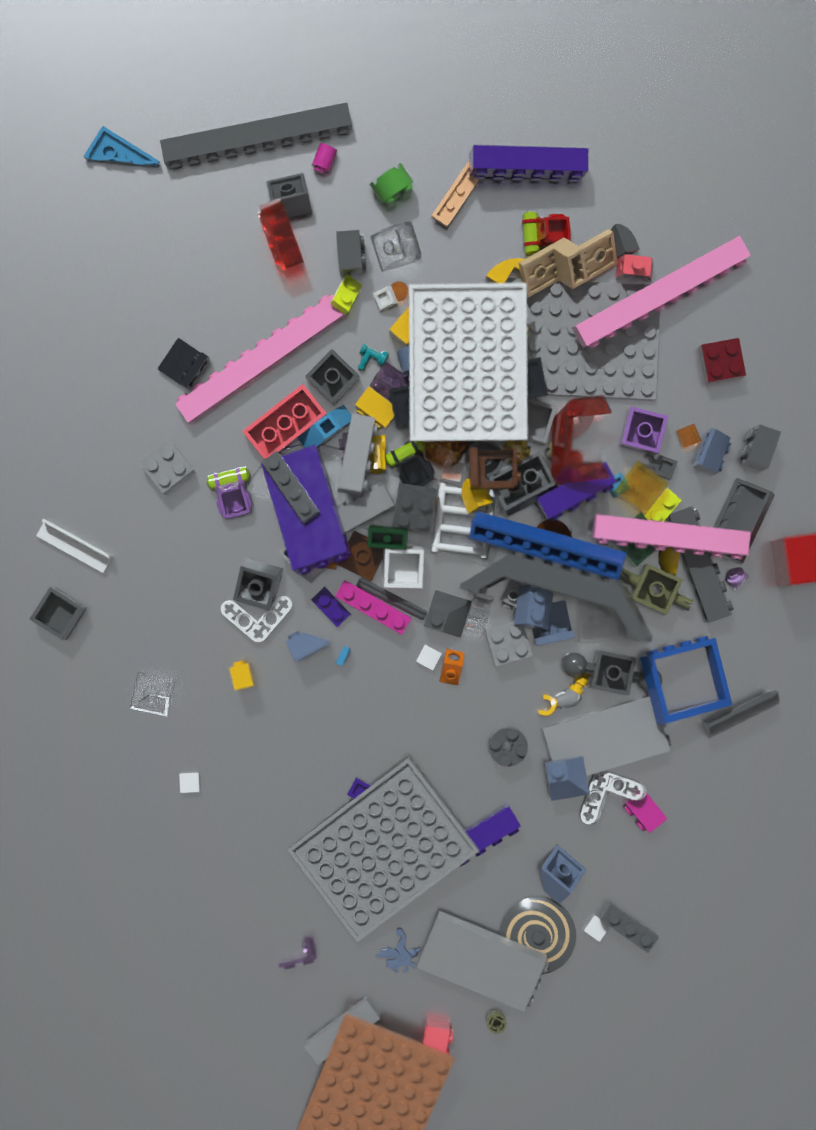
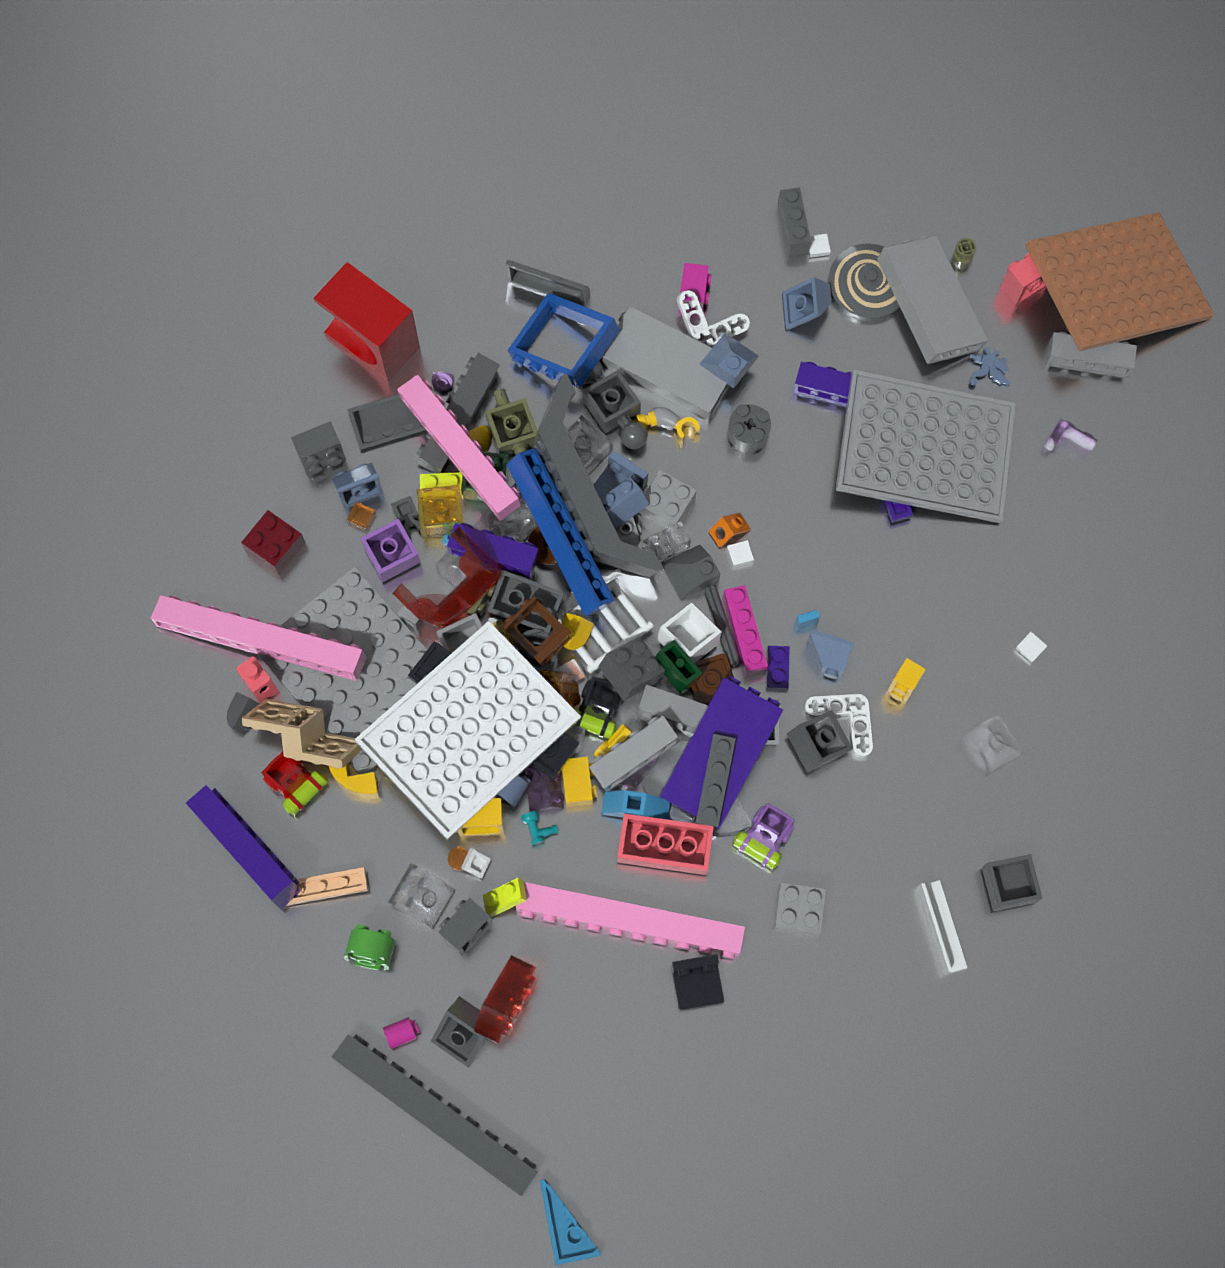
camera: 135 degrees left, 15 degrees down
(332, 376) = (586, 841): dark grey brick -> none

